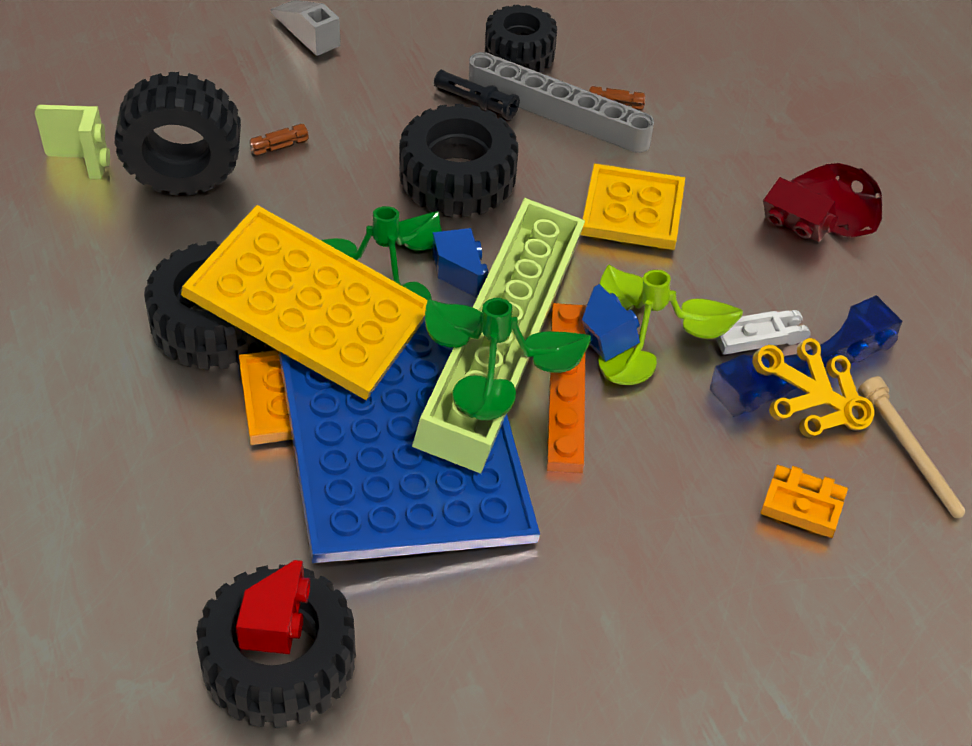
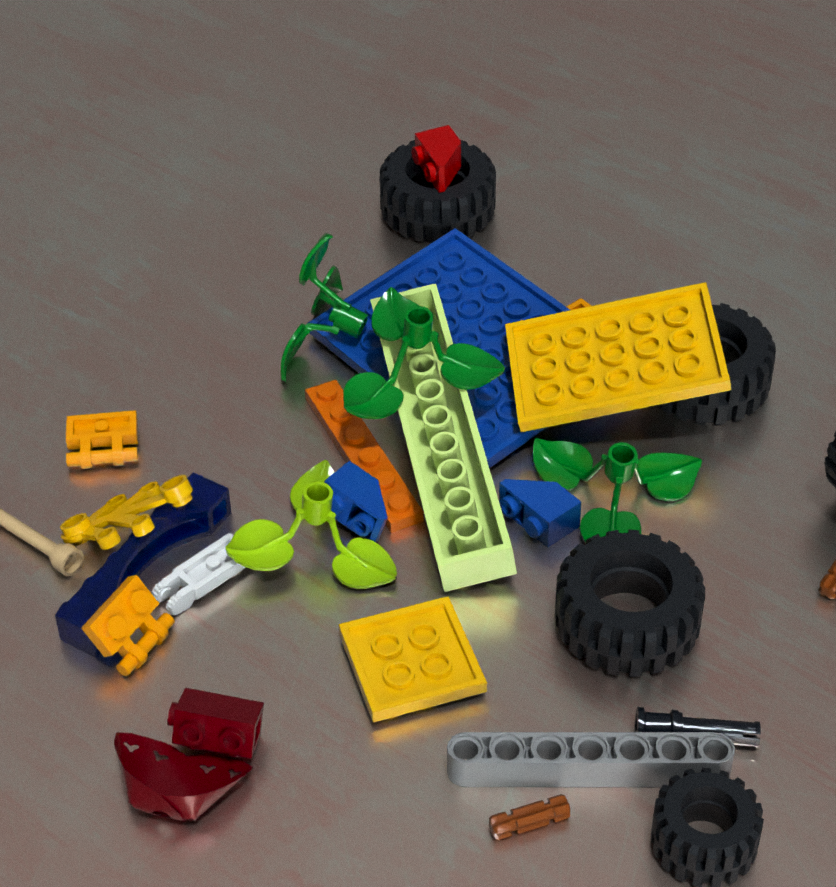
camera: 155 degrees right, 5 degrees down
(535, 461) = (343, 314): none -> green plant
(842, 298) = (119, 618): none -> light orange plate

